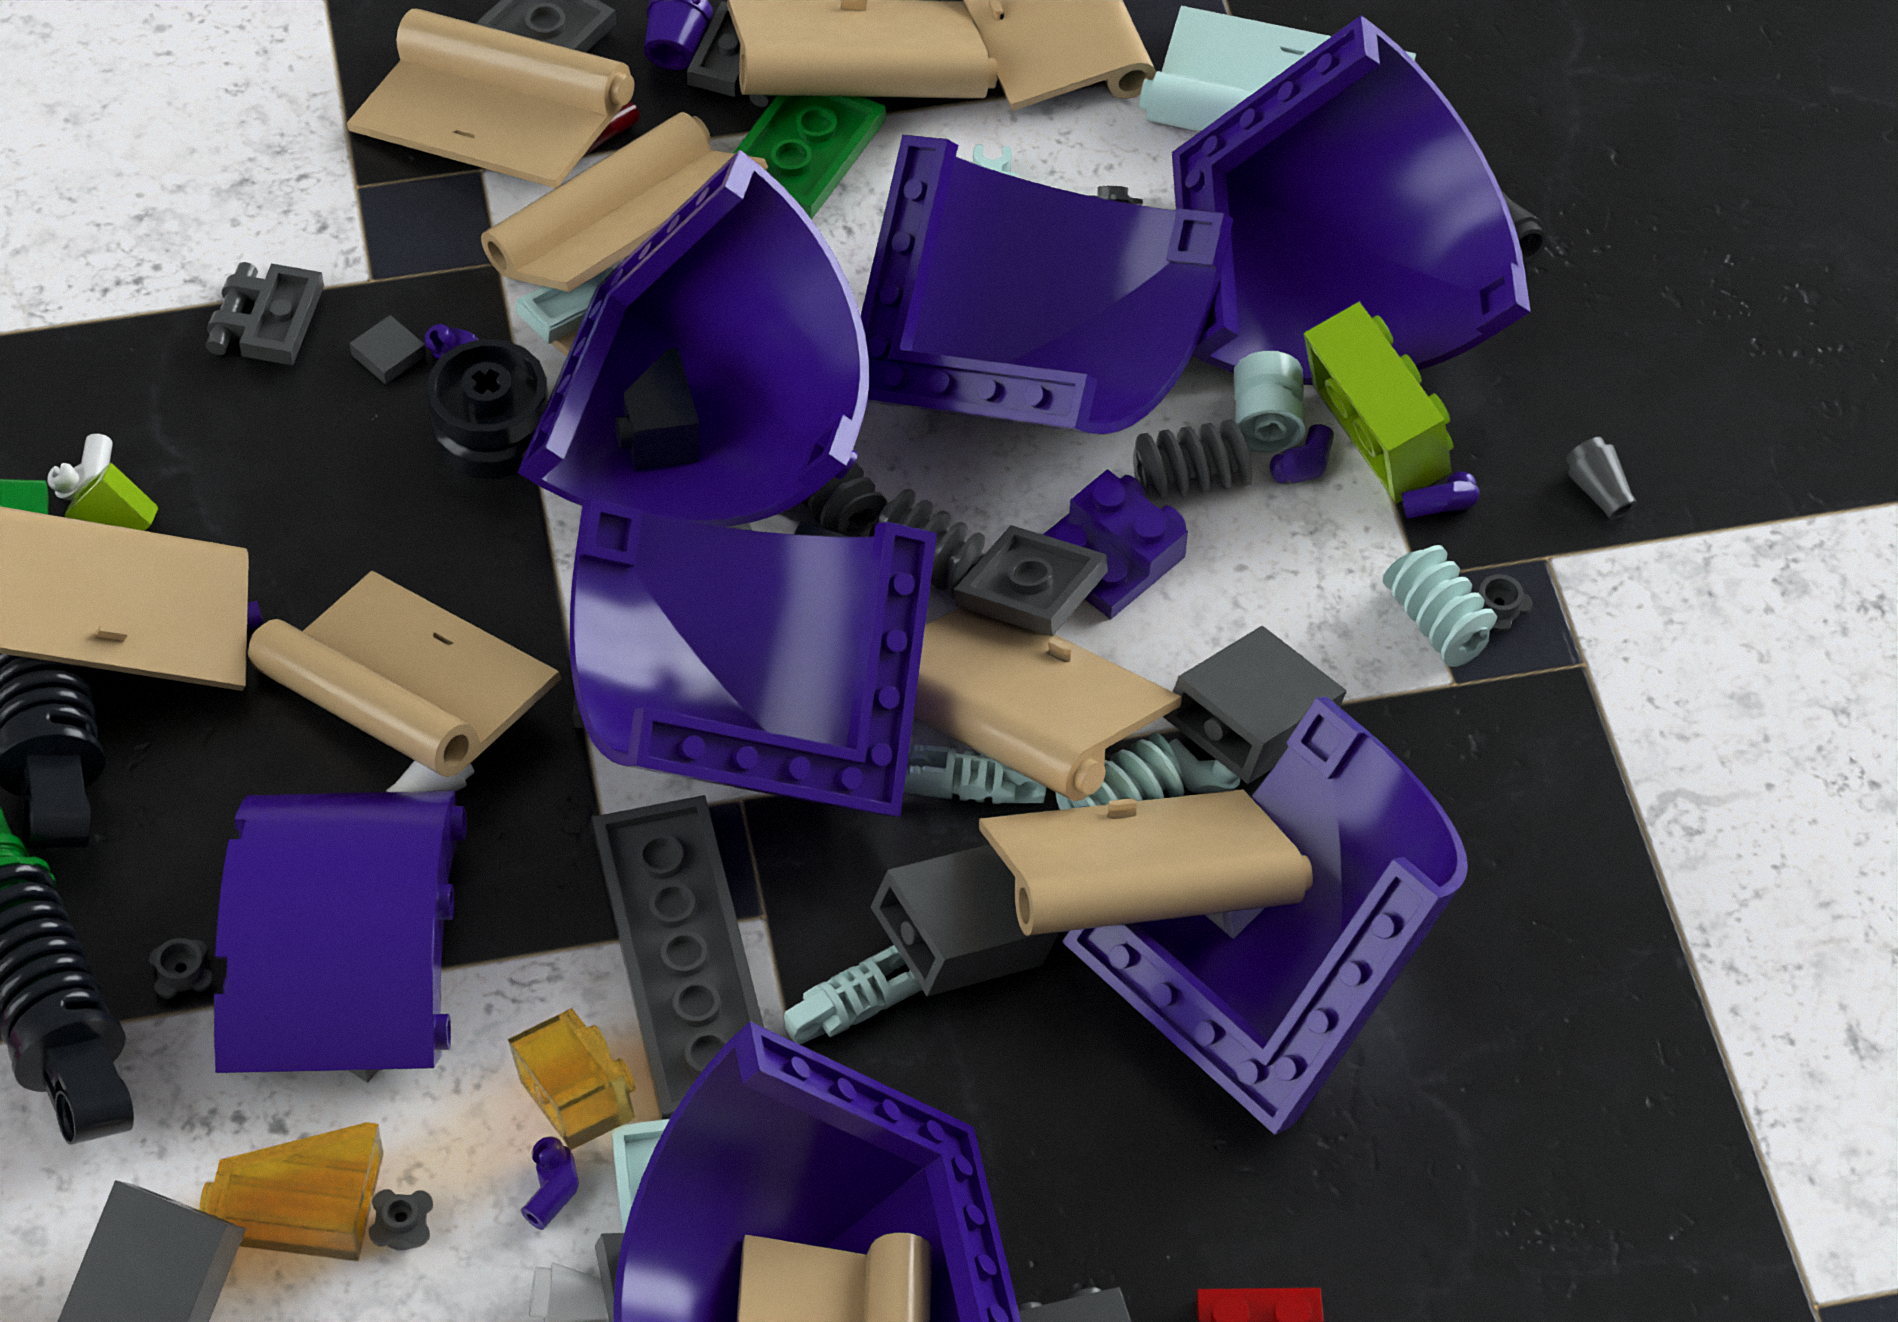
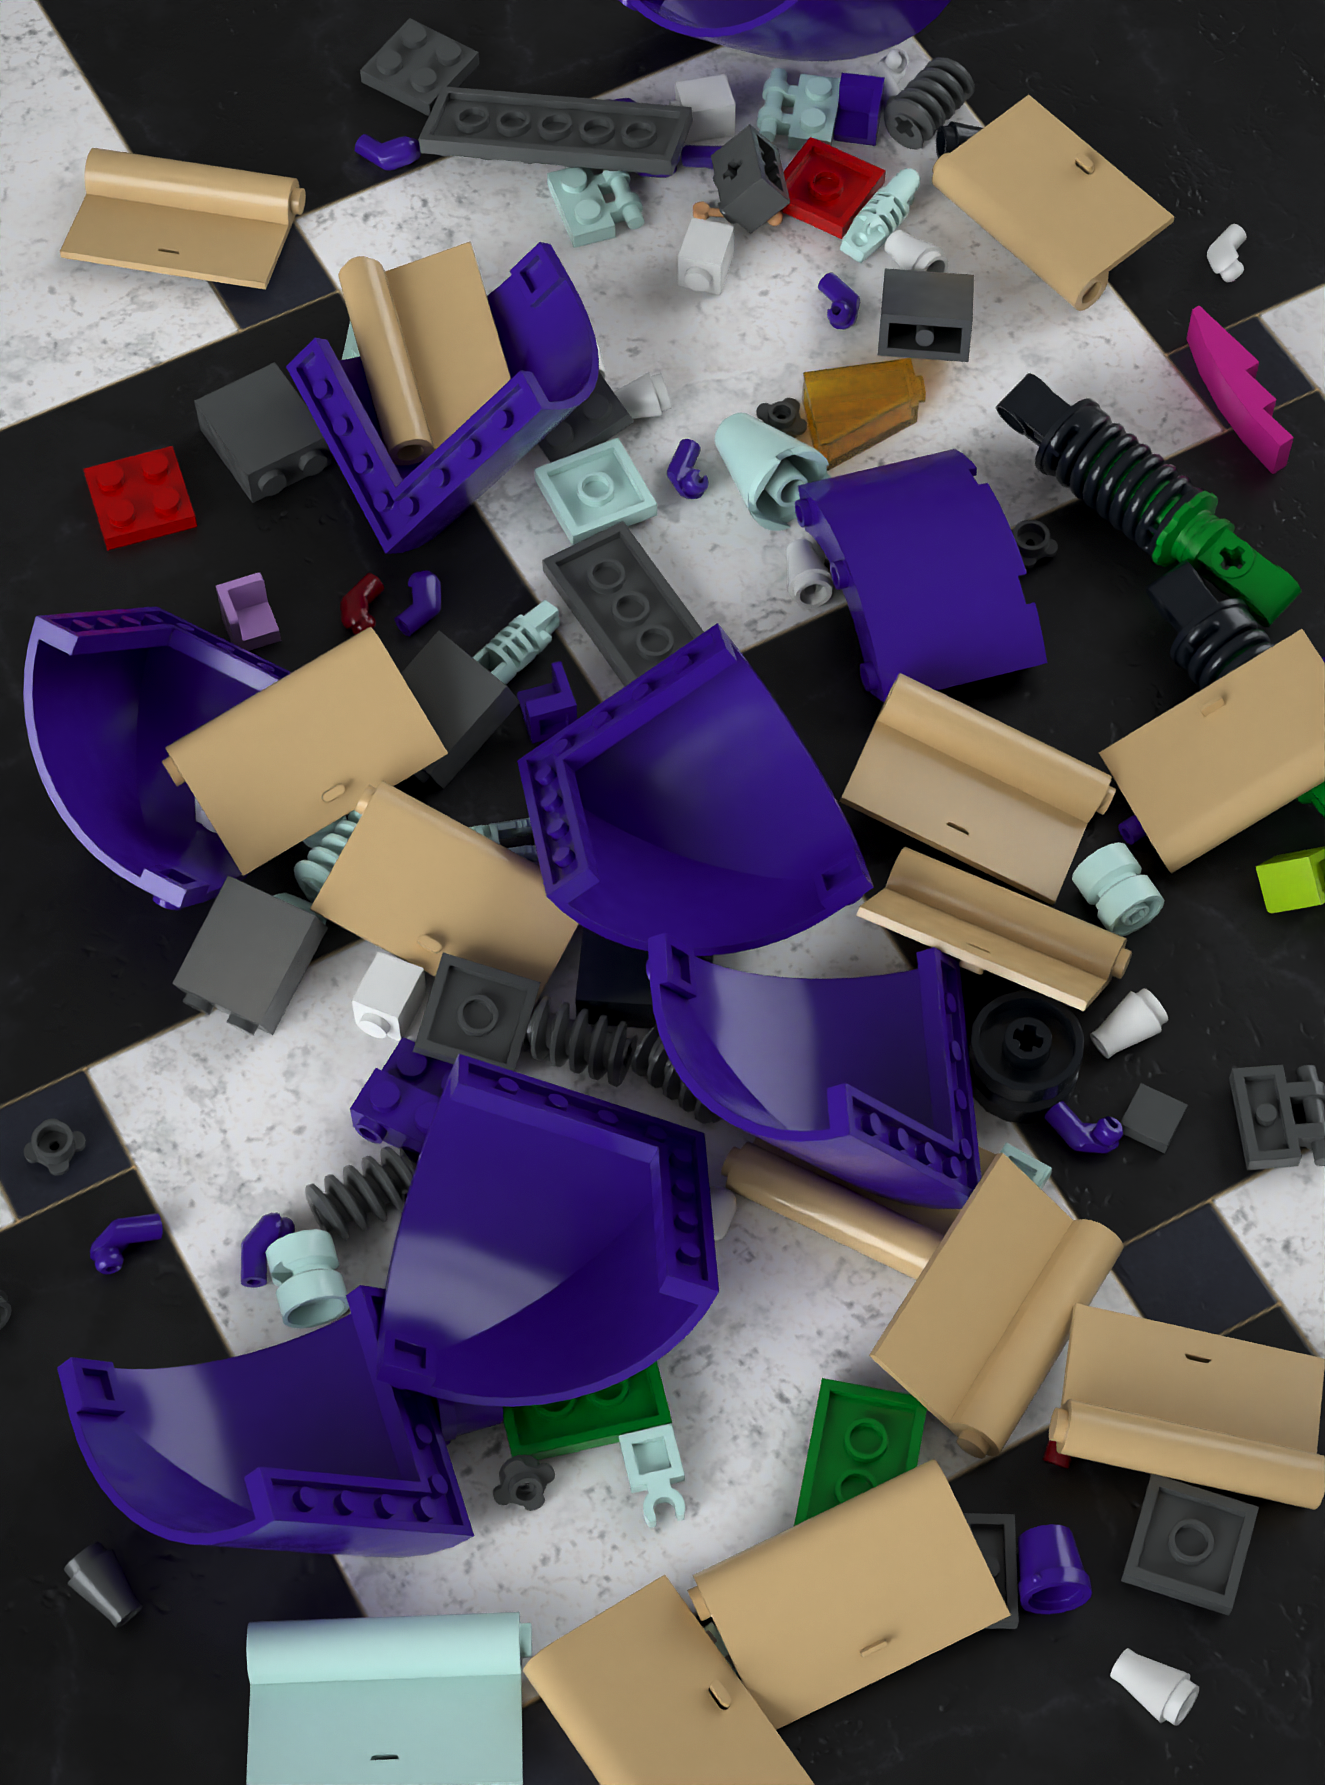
camera: 165 degrees right, 5 degrees up
(306, 539) = (1114, 884): none -> light aqua wheel
(363, 426) = (1131, 1022): none -> white cone
(454, 1127) = (767, 467): none -> light aqua cone
(466, 992) = (808, 577): none -> white cone
(473, 532) = (997, 930): none -> tan door
(573, 1078) = (697, 519): clear yellow brick -> none
(659, 416) = (857, 1049): black slope -> none
(837, 917) = (549, 706): none -> dark purple panel
(949, 1085) = (426, 602): none -> dark purple arm
(1025, 1116) = (355, 604): none -> dark red arm
(1120, 633) = (389, 997): none -> white brick
(1163, 1128) = (247, 612): none -> lavender panel
(1379, 400) = (197, 1275): lime brick -> none
(1441, 604) = (104, 1112): light aqua piece -> none

